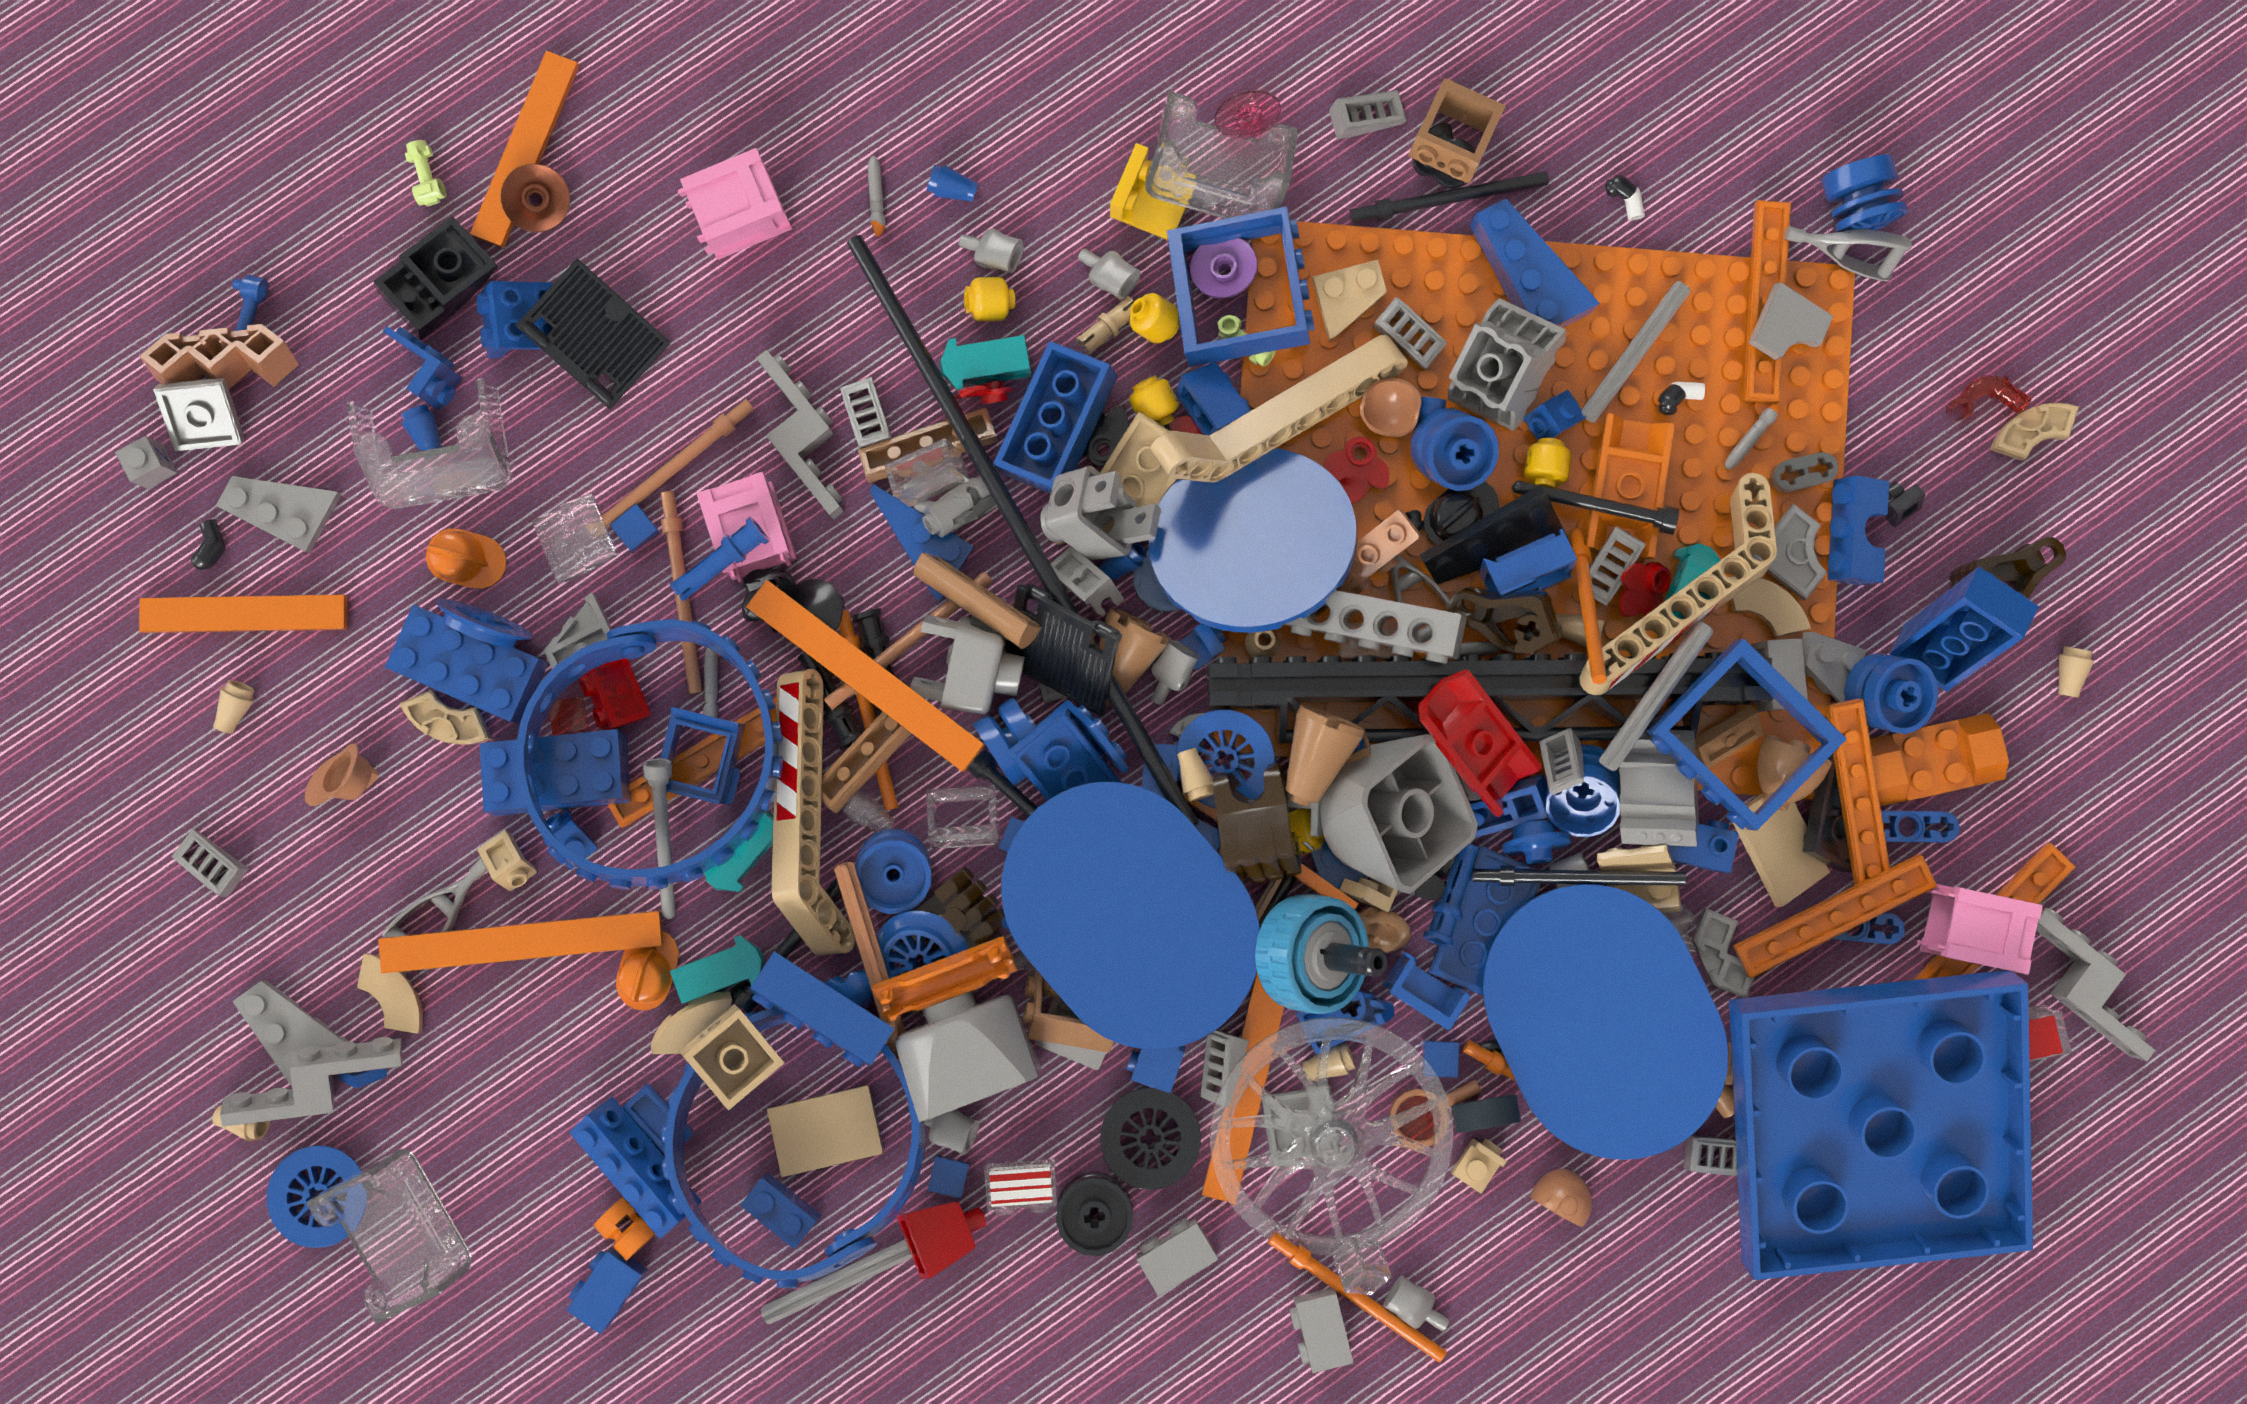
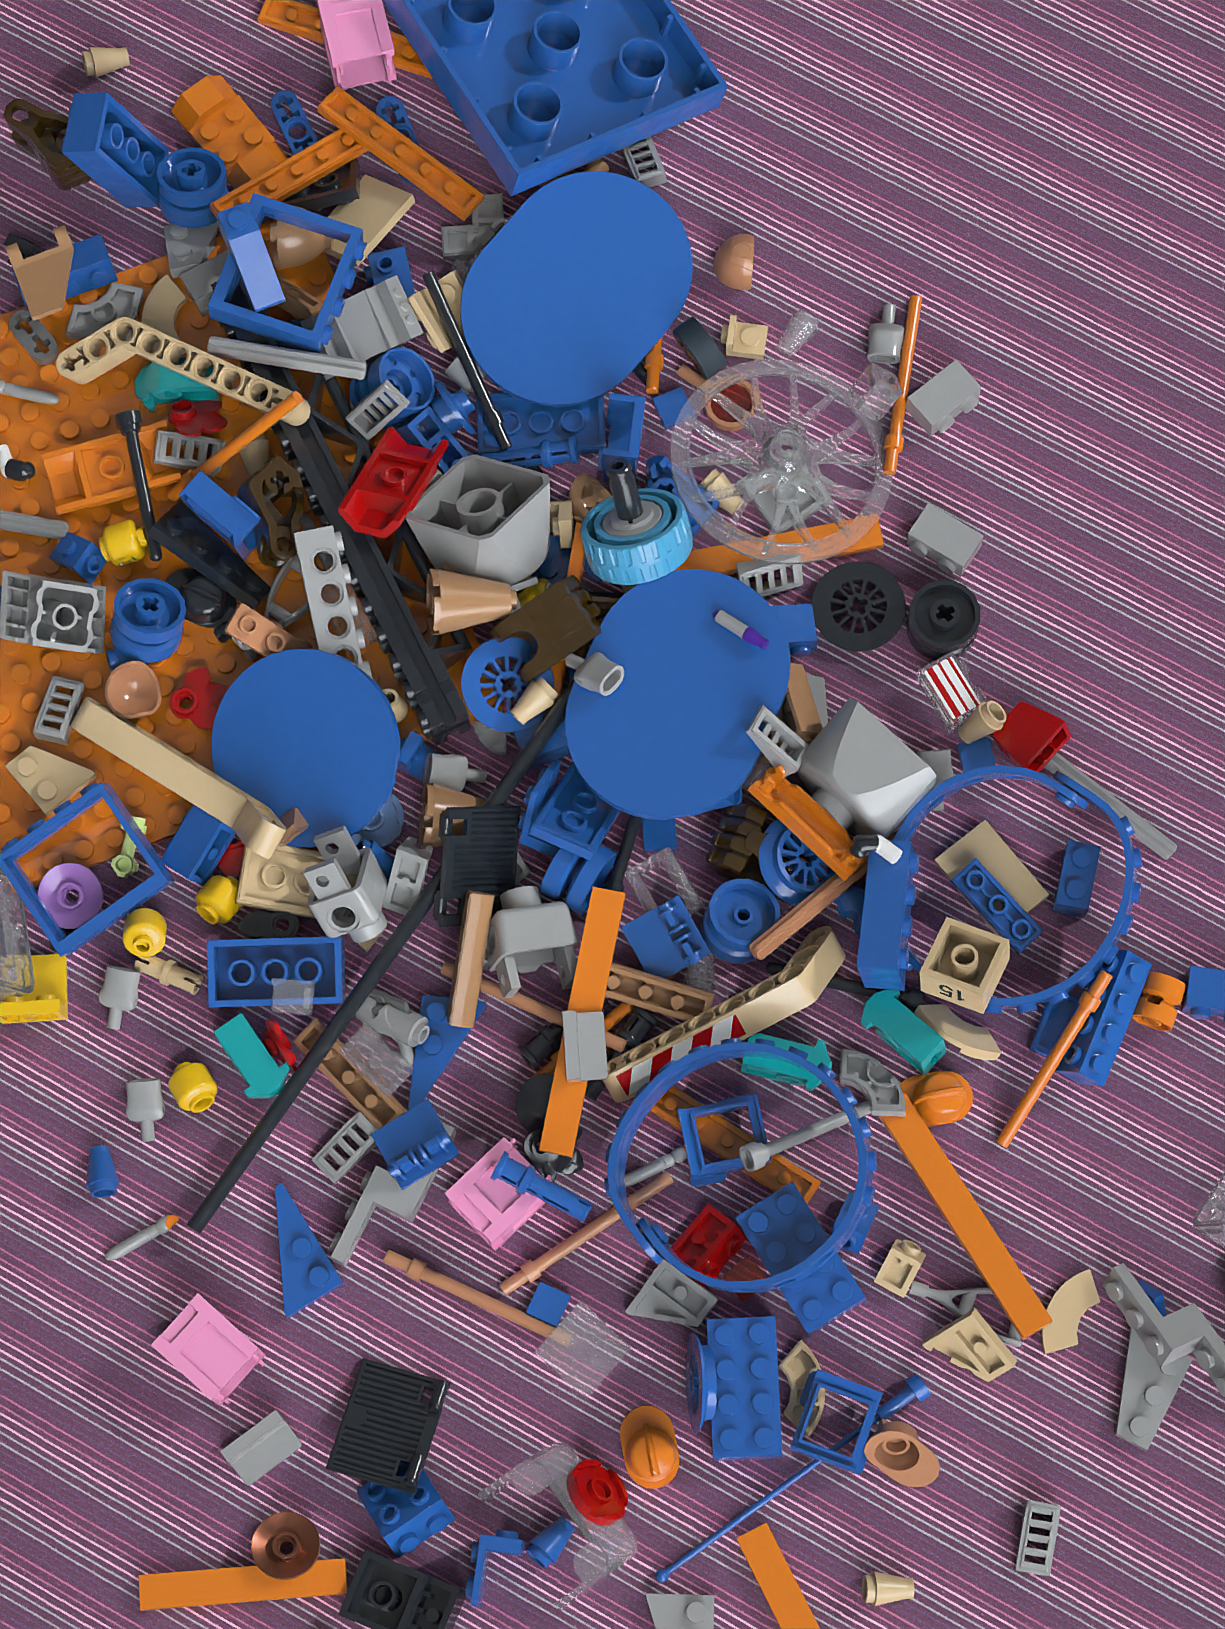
camera: 110 degrees left, 10 degrees down
(391, 819) = (914, 1389): none -> blue piece
(401, 890) = (973, 1346): none -> tan wing
(429, 721) = (846, 1388): none -> blue piece
(439, 488) = (597, 1492): none -> red tile
(634, 217) = (262, 1448): none -> light grey panel
(645, 1157) = (1088, 1002): none -> orange bar
(685, 922) = (873, 1081): none -> light grey tile
(786, 329) = (304, 1264): none -> blue wing
(809, 1115) = (981, 890): none -> blue tile
(829, 470) = (415, 1144): none -> blue hinge
(836, 664) = (584, 1046): none -> light grey panel
(884, 1028) = (877, 844): none -> arm
(909, 793) = (666, 939): none -> blue hinge
(971, 1200) = (983, 721): none -> tan cone
(1009, 989) = (789, 740): none -> light grey slope
(1018, 420) = (293, 996): none -> clear panel
(1153, 1010) = (743, 631): none -> piece
(1184, 844) = (596, 673): none -> light grey piece
(1187, 494) = (295, 825): none -> medium nougat slope
(1459, 1219) = (798, 332): none -> clear cone
(1774, 702) = (250, 256): none -> slope
(1862, 506) = (44, 275): none -> medium nougat flag

